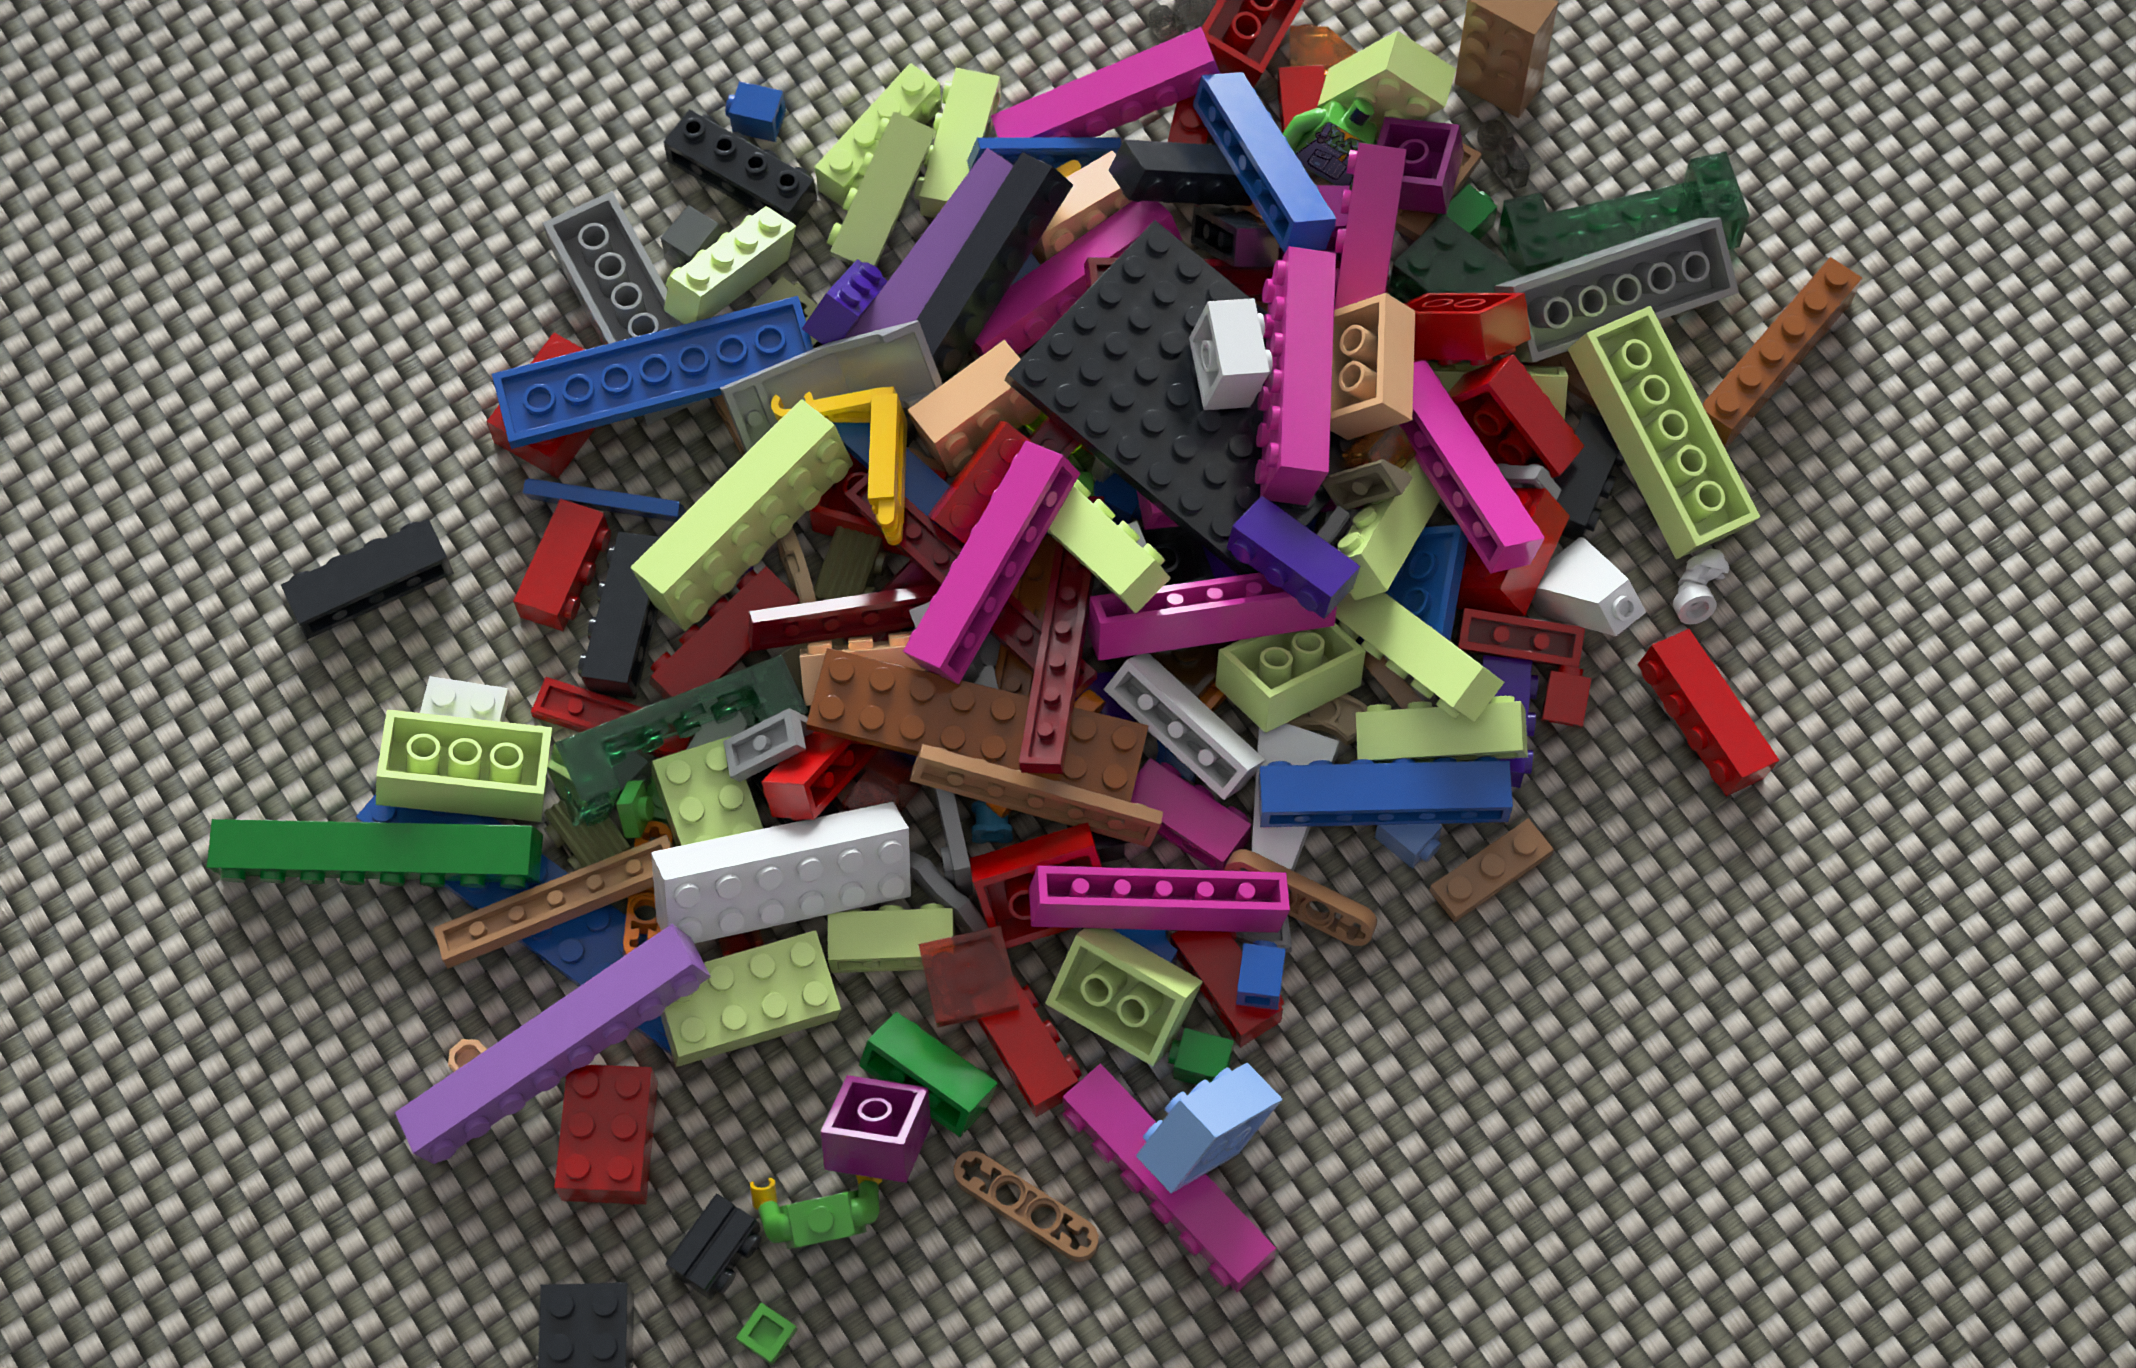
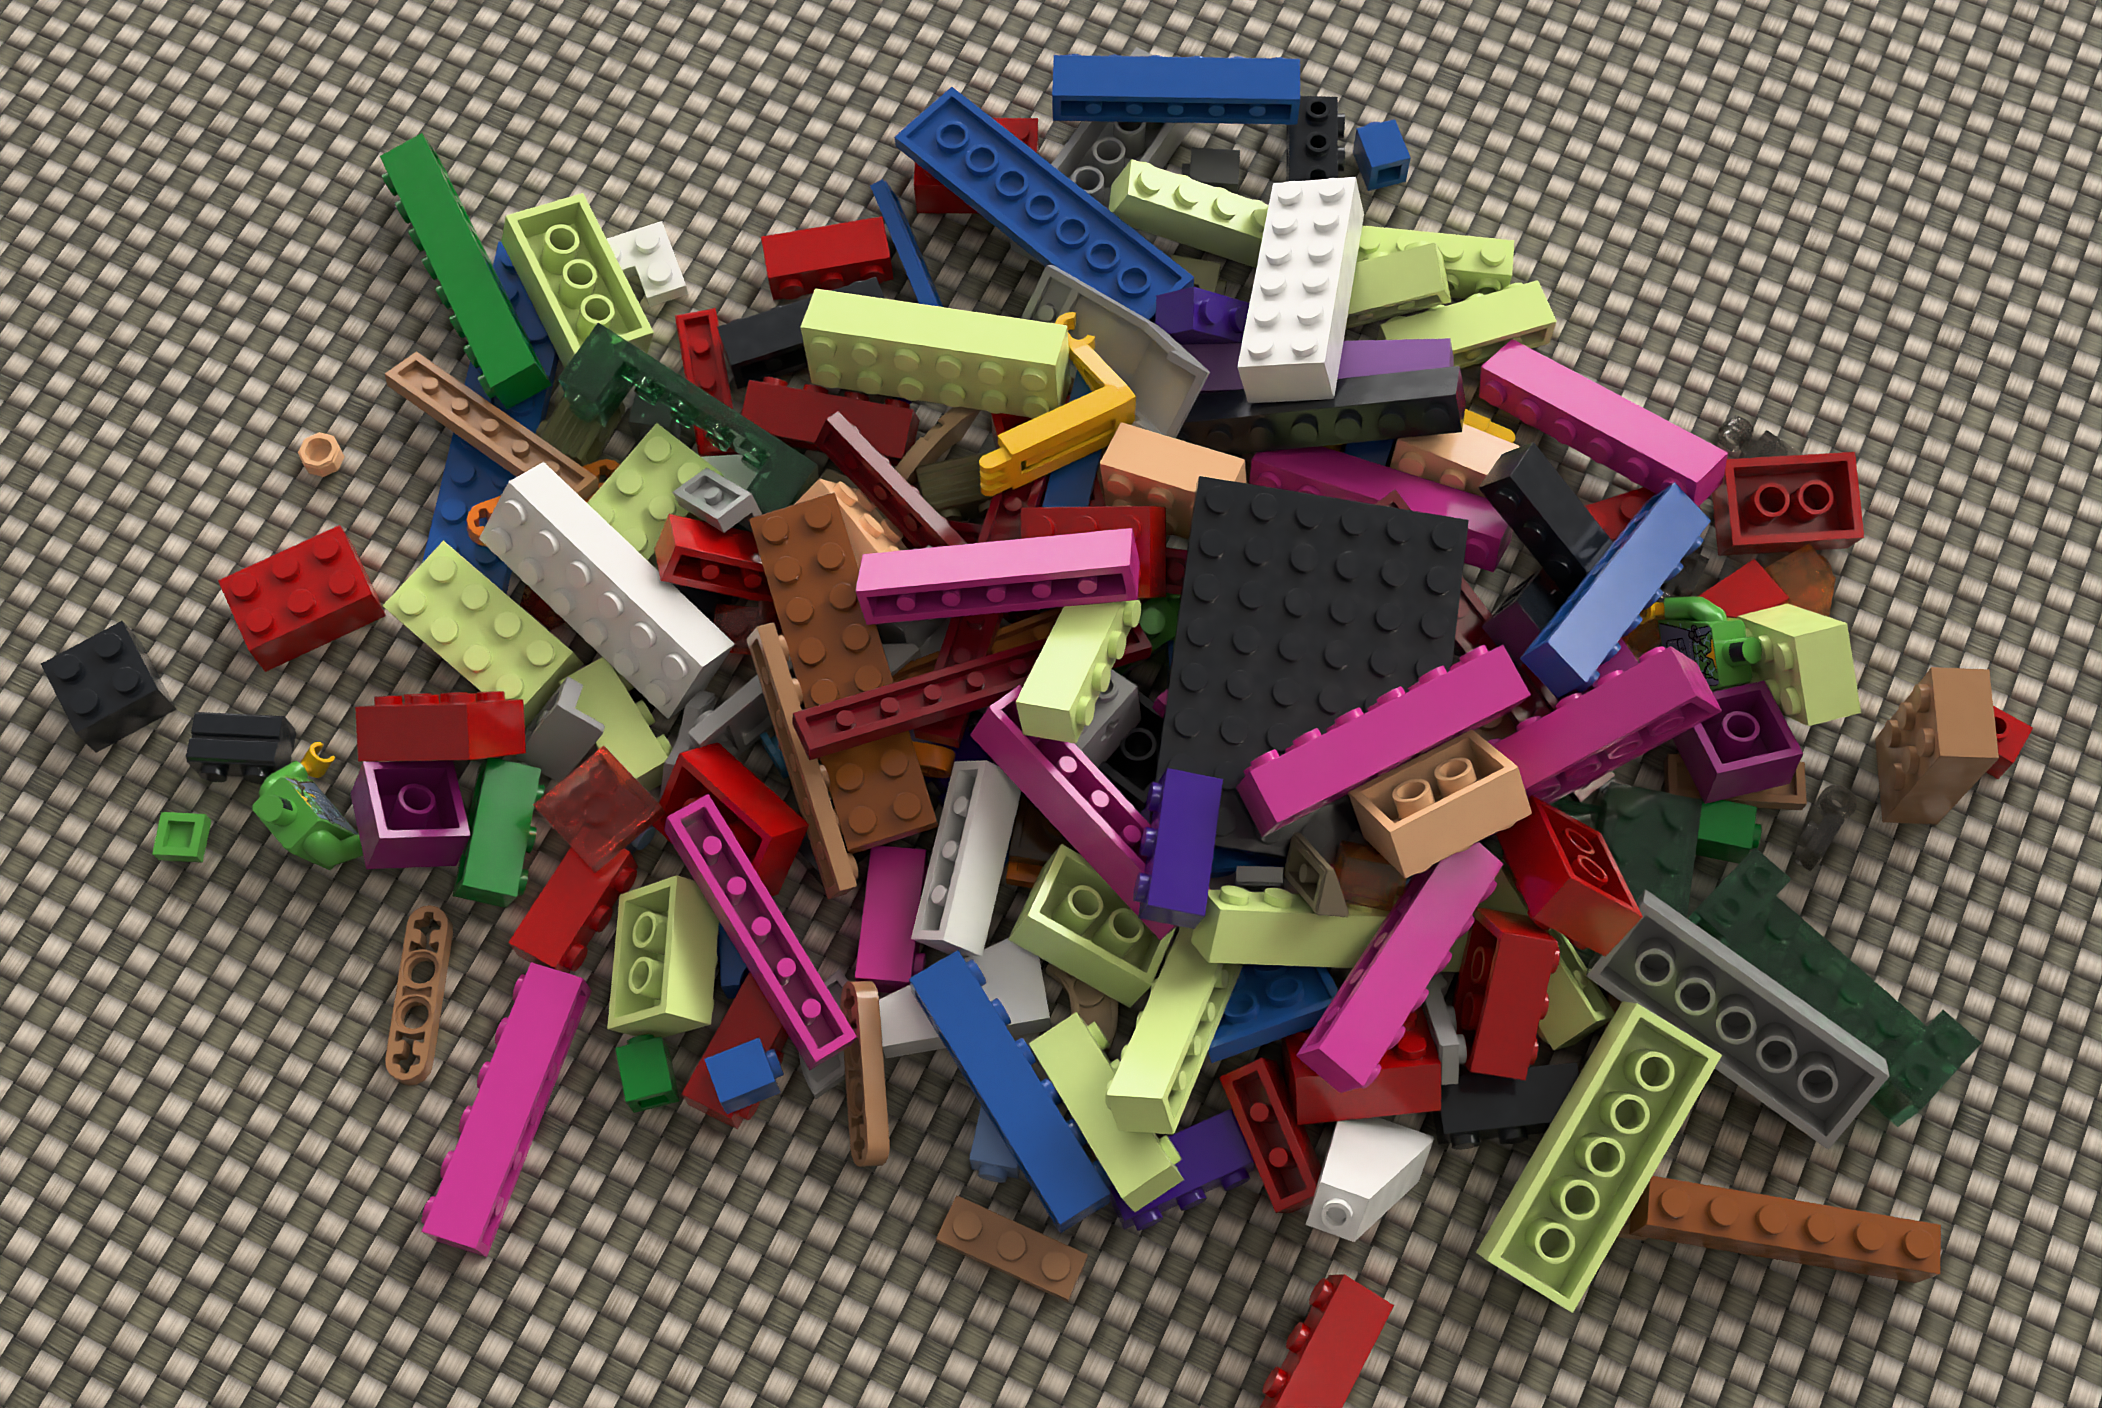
camera: 60 degrees right, 0 degrees up
(367, 578) = (719, 121): black brick -> none
(552, 1045) = (345, 501): medium lavender brick -> none
(612, 214) = (1176, 89): none -> blue brick
(634, 809) = (615, 440): bright green plate -> none
(822, 1062) = (440, 730): none -> red brick
(870, 224) = (1301, 291): none -> white brick
(871, 981) = (560, 733): none -> light grey panel
(1049, 150) = (1501, 402): blue tile -> none
(1207, 1126) = (553, 1109): light blue brick -> none
(1230, 354) = (1362, 654): white brick -> none
(1566, 697) = (1239, 1220): red brick -> none
(1694, 599) = (1438, 1295): white arm -> none

